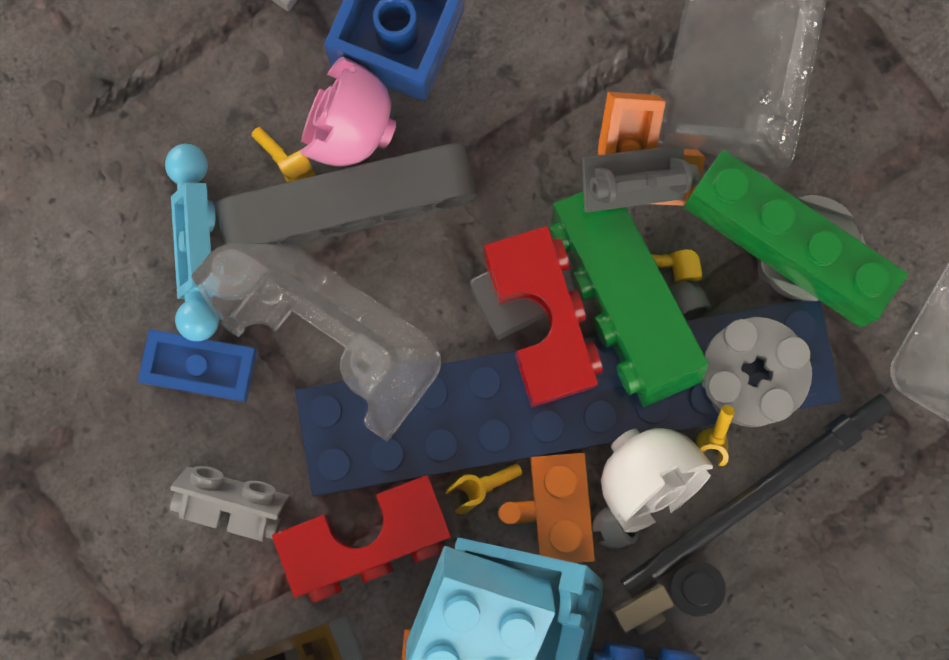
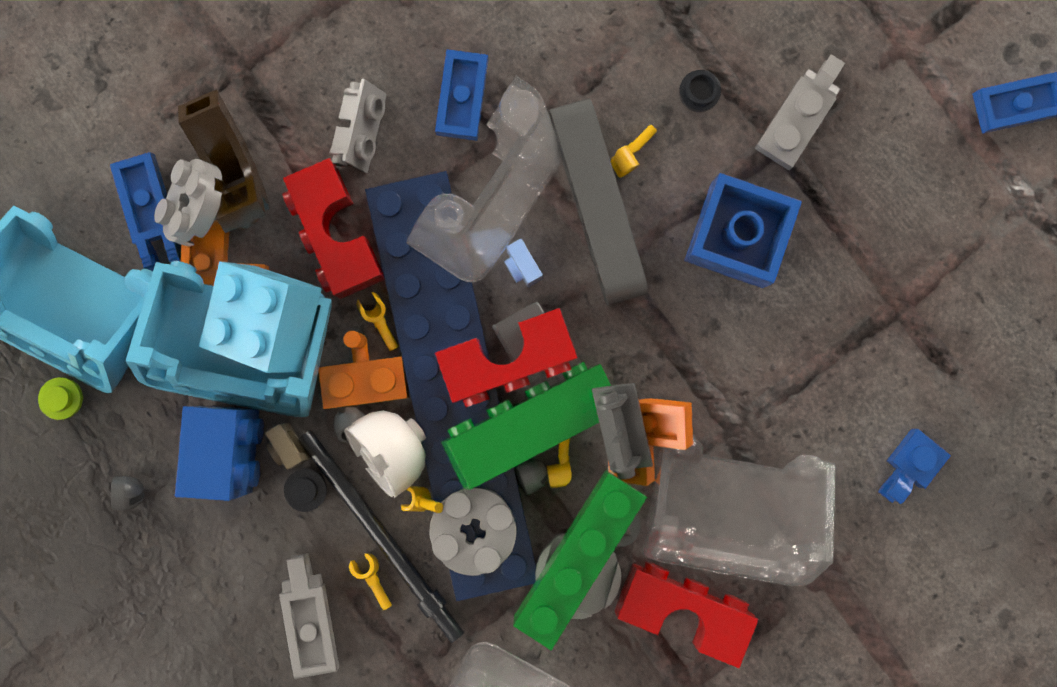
camera: 90 degrees right, 5 degrees up
(192, 222) = (576, 82): medium azure plate -> none
(213, 71) = (700, 91): none -> black plate
(348, 117) = (663, 199): bright pink cylinder -> none
(421, 297) = (521, 264): none -> light blue plate
(815, 506) = (371, 579): none -> yellow hand
(864, 590) = (307, 620): none -> light grey hinge
(875, 79) = (722, 624): none -> red arch

